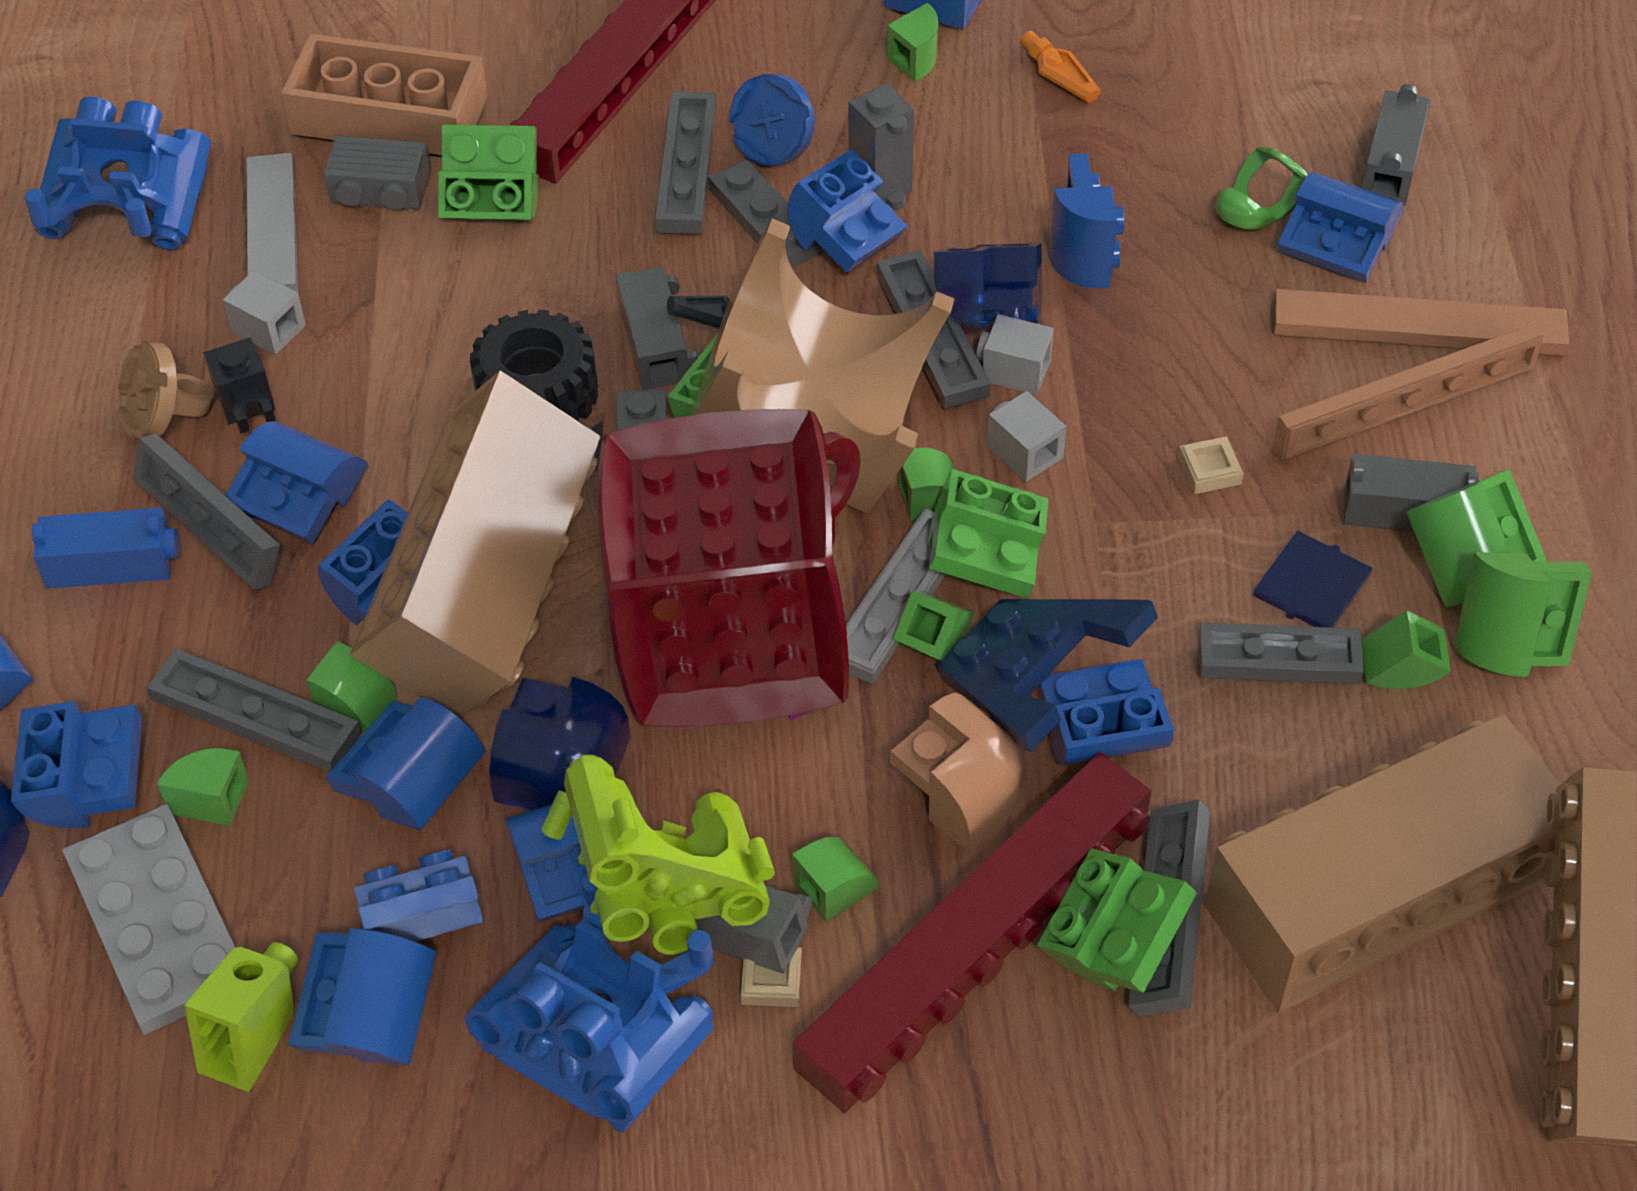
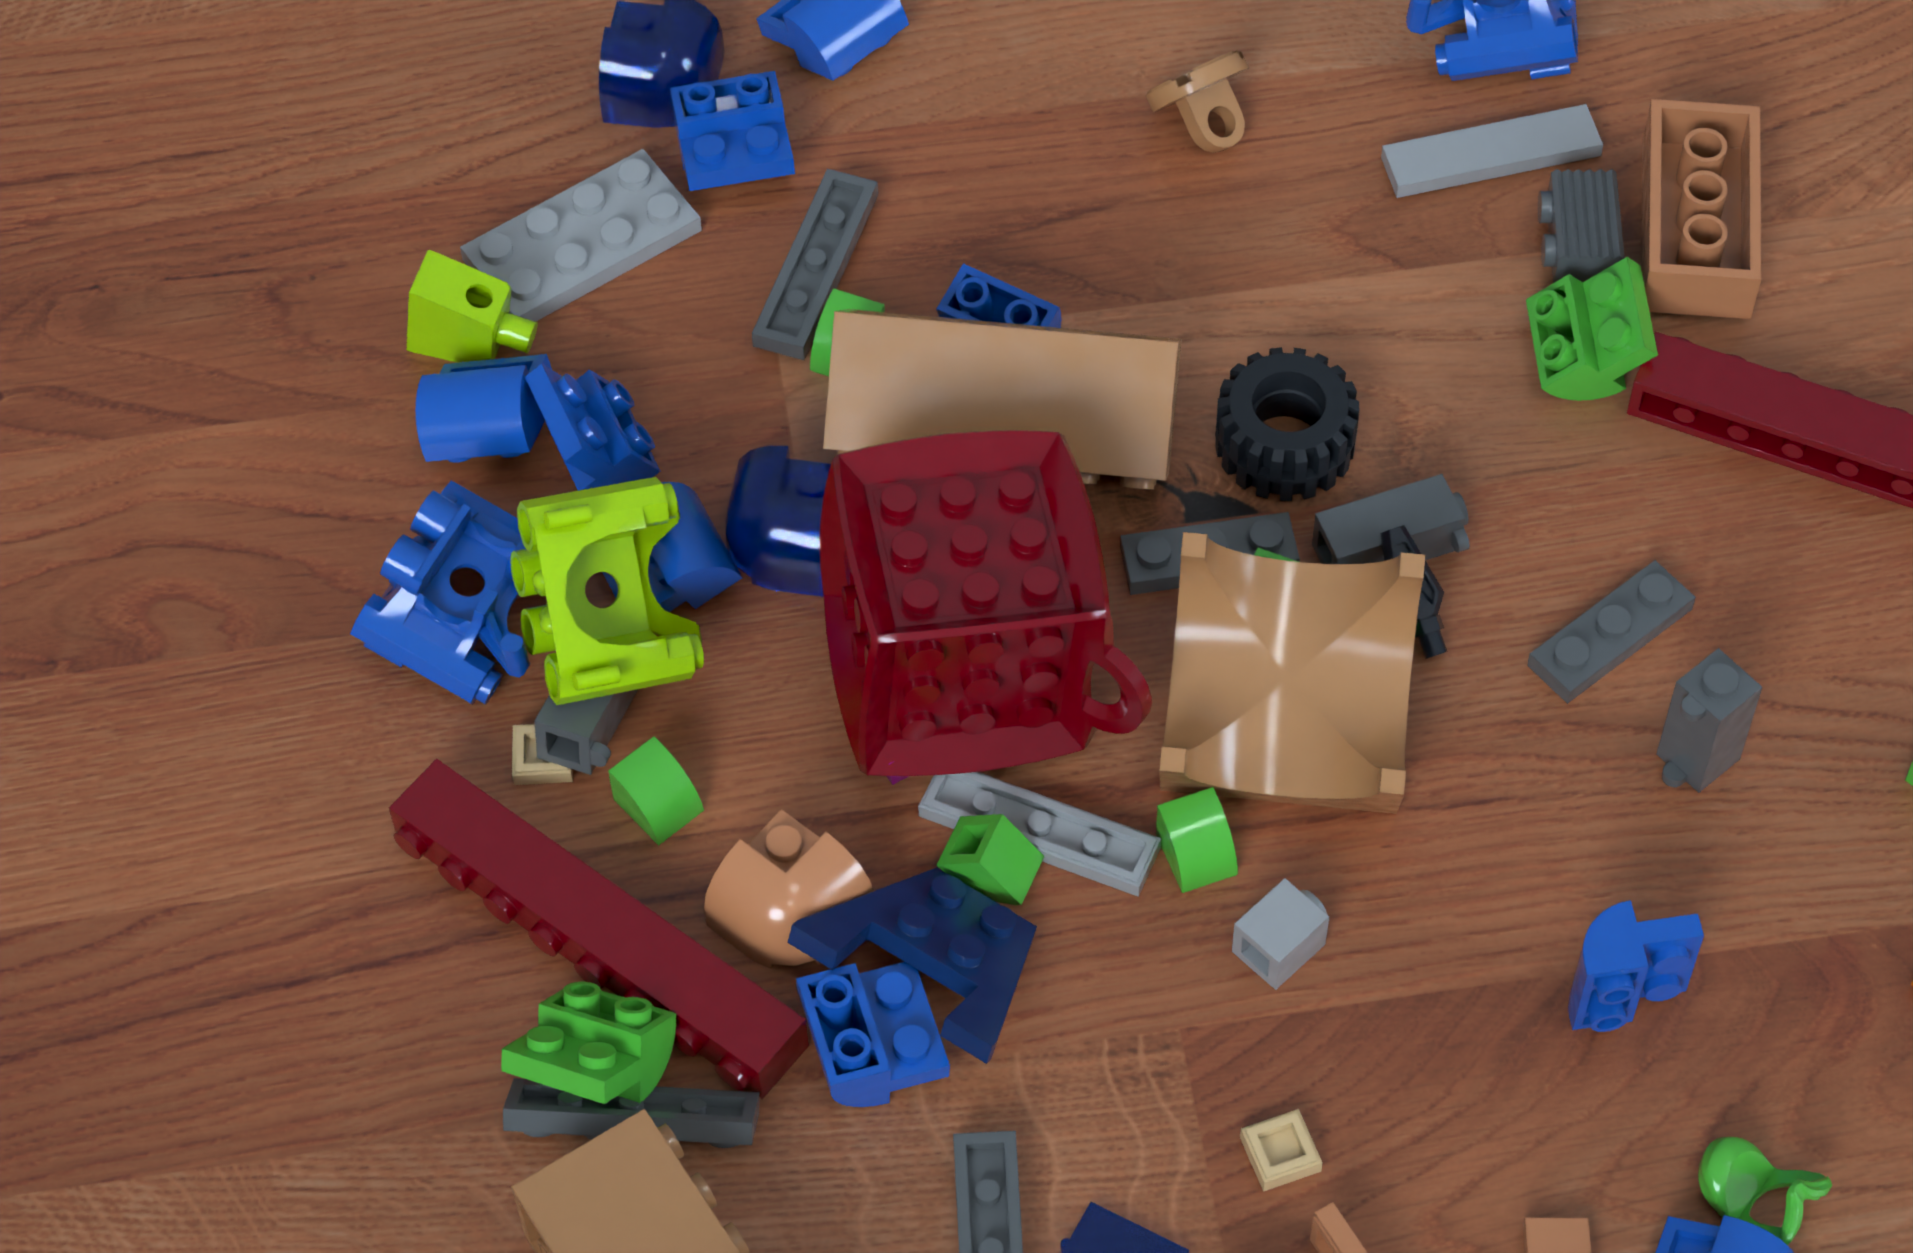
camera: 85 degrees right, 5 degrees up
(104, 547) = (999, 97): blue brick -> none
(205, 785) = (718, 242): bright green brick -> none
(206, 511) = (1046, 185): dark grey plate -> none
(240, 383) = (1233, 165): black brick -> none
(264, 312) = (1344, 165): light grey brick -> none
(293, 479) = (1111, 235): blue brick -> none
(408, 761) = (754, 395): blue brick -> none
(686, 163) = (1677, 533): dark grey plate -> none
(772, 119) = (1749, 609): blue tile -> none
(843, 212) = (1598, 701): blue brick -> none
(951, 360) = (1444, 823): dark grey plate -> none
(987, 533) = (1101, 890): bright green brick -> none
(991, 282) = (1511, 869): clear blue brick -> none
(1016, 353) = (1412, 916): light grey brick -> none

